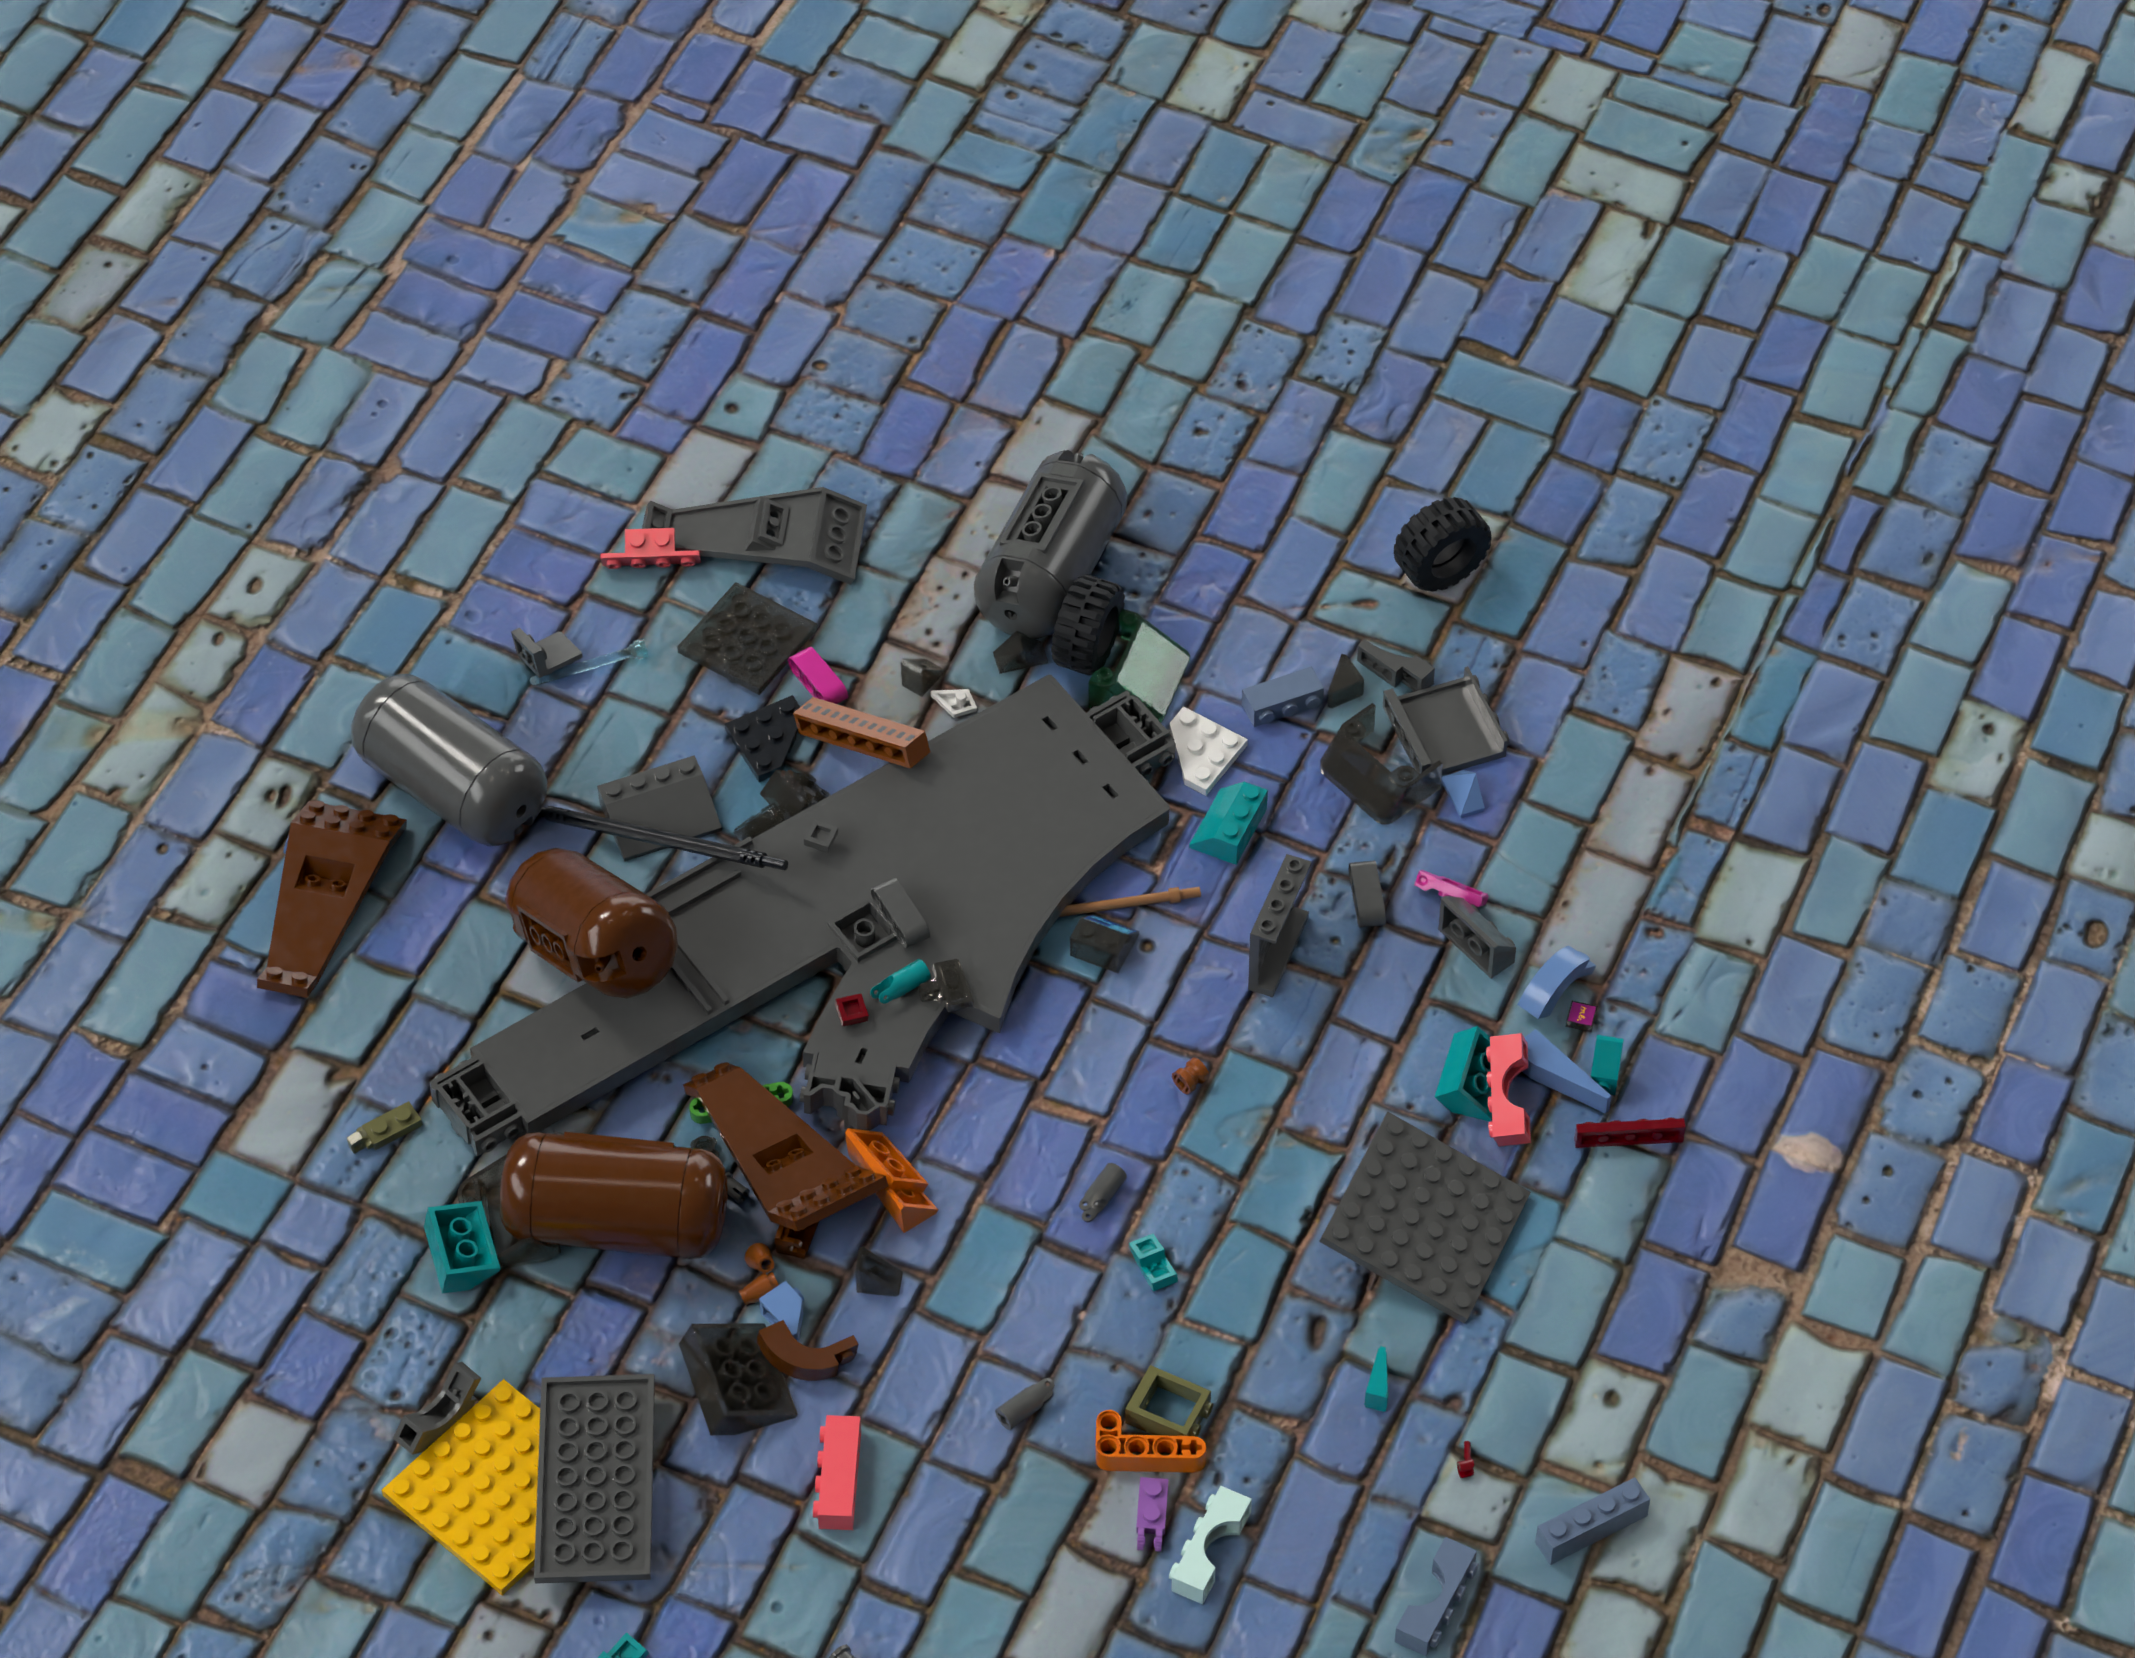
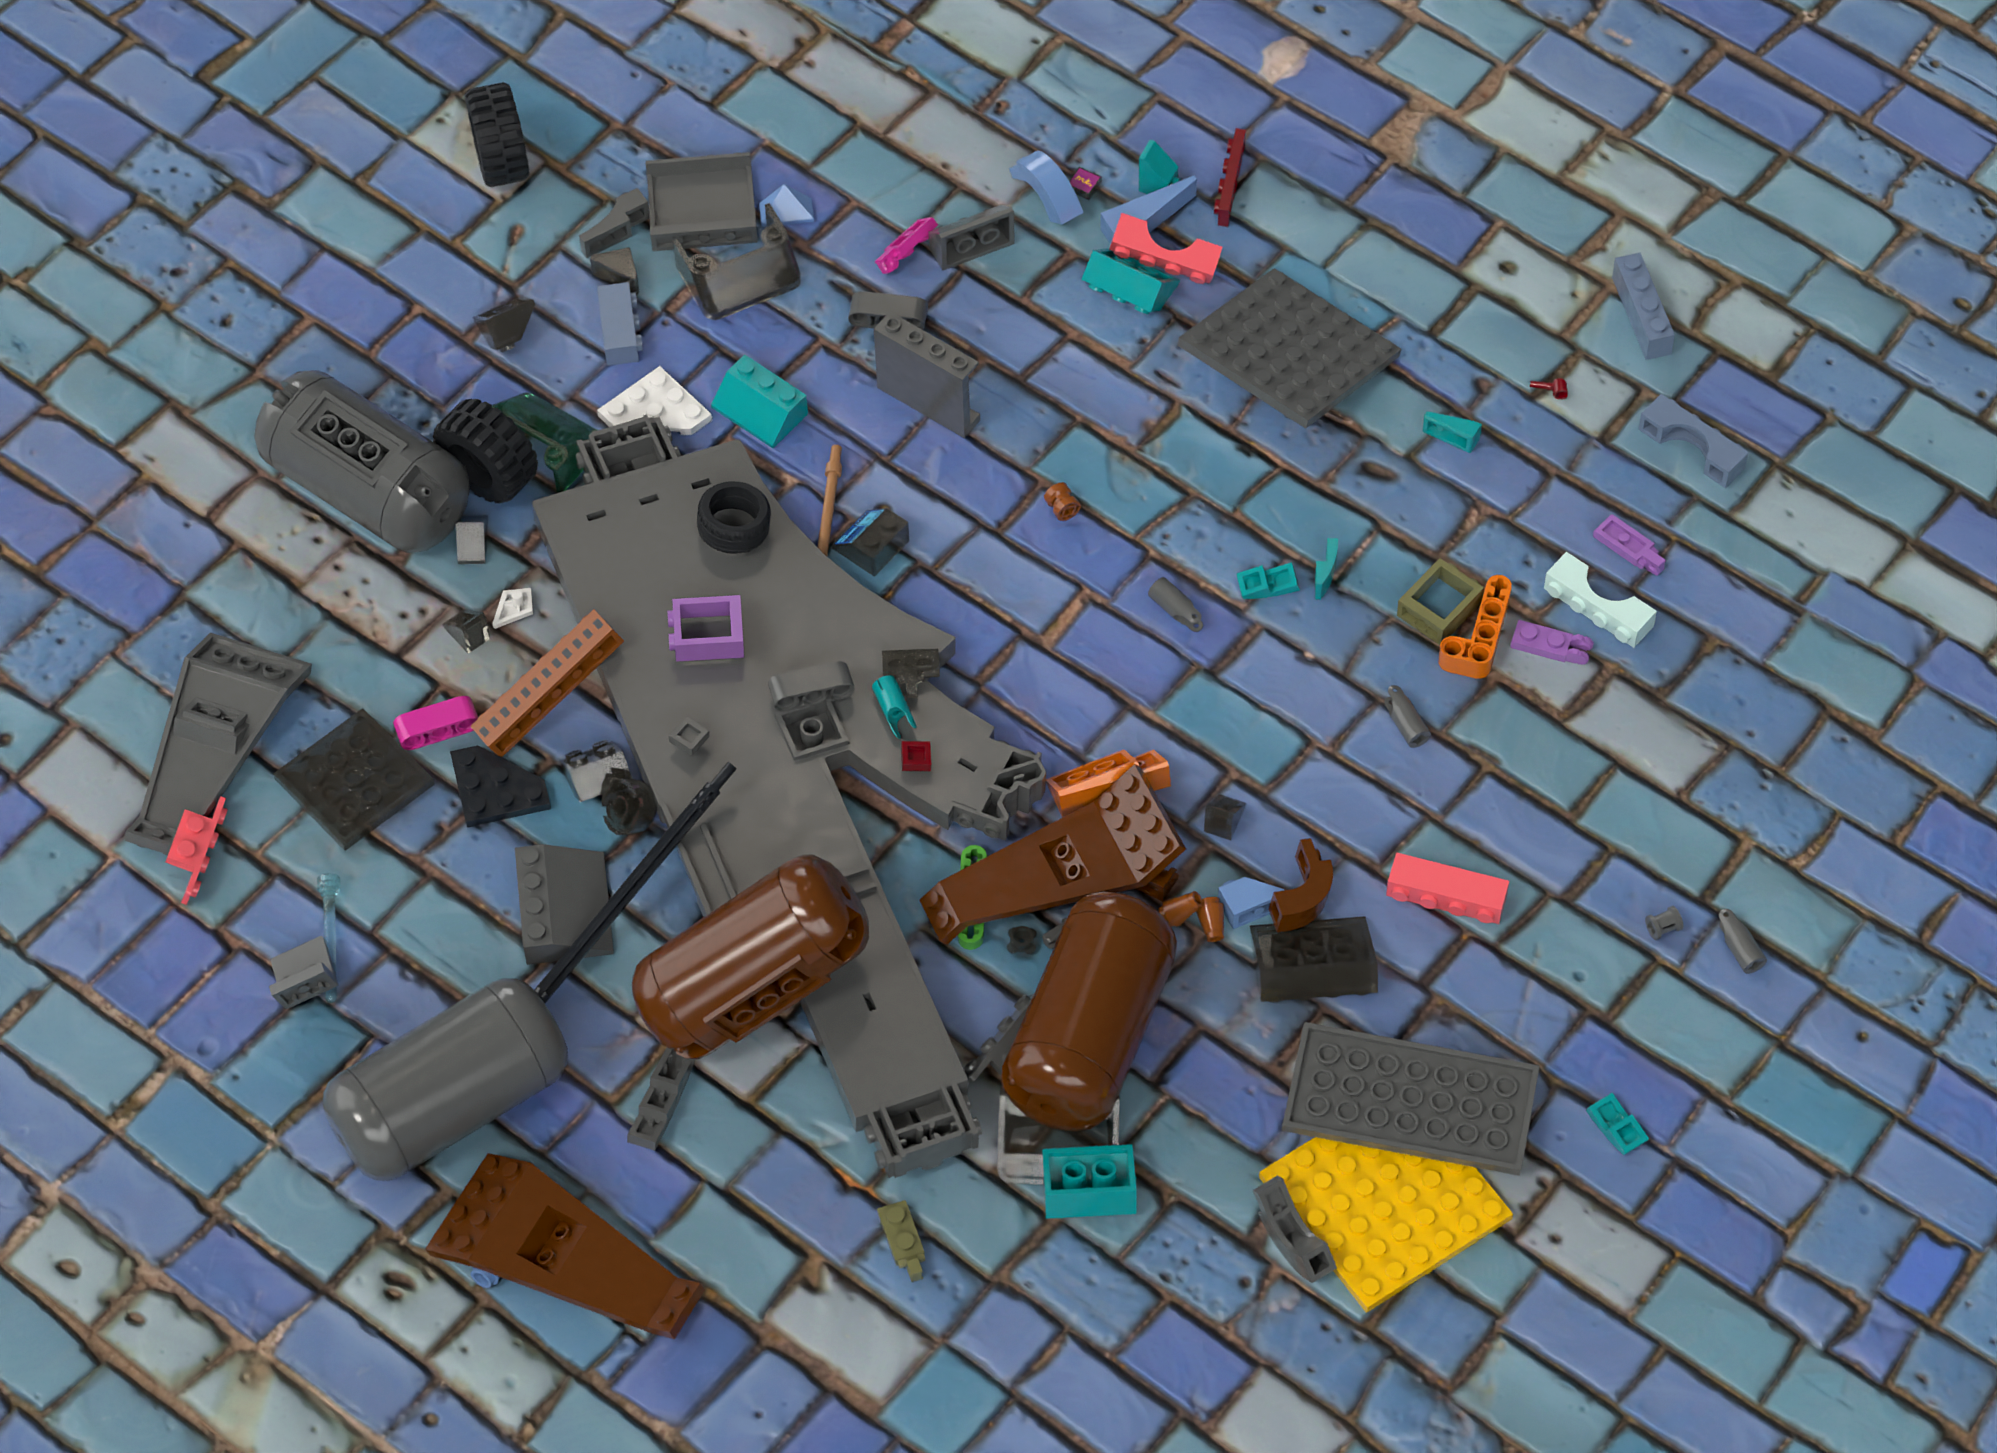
camera: 75 degrees left, 5 degrees up
(477, 924) = (660, 1099): none -> dark grey slope
(936, 845) = (710, 647): none -> medium lavender window
(1066, 792) = (733, 496): none -> black tyre
(1170, 1305) = (1325, 569): none -> teal slope
(1253, 614) = (505, 323): none -> clear smoke slope
(1289, 1560) = (1629, 544): none -> medium lavender hinge

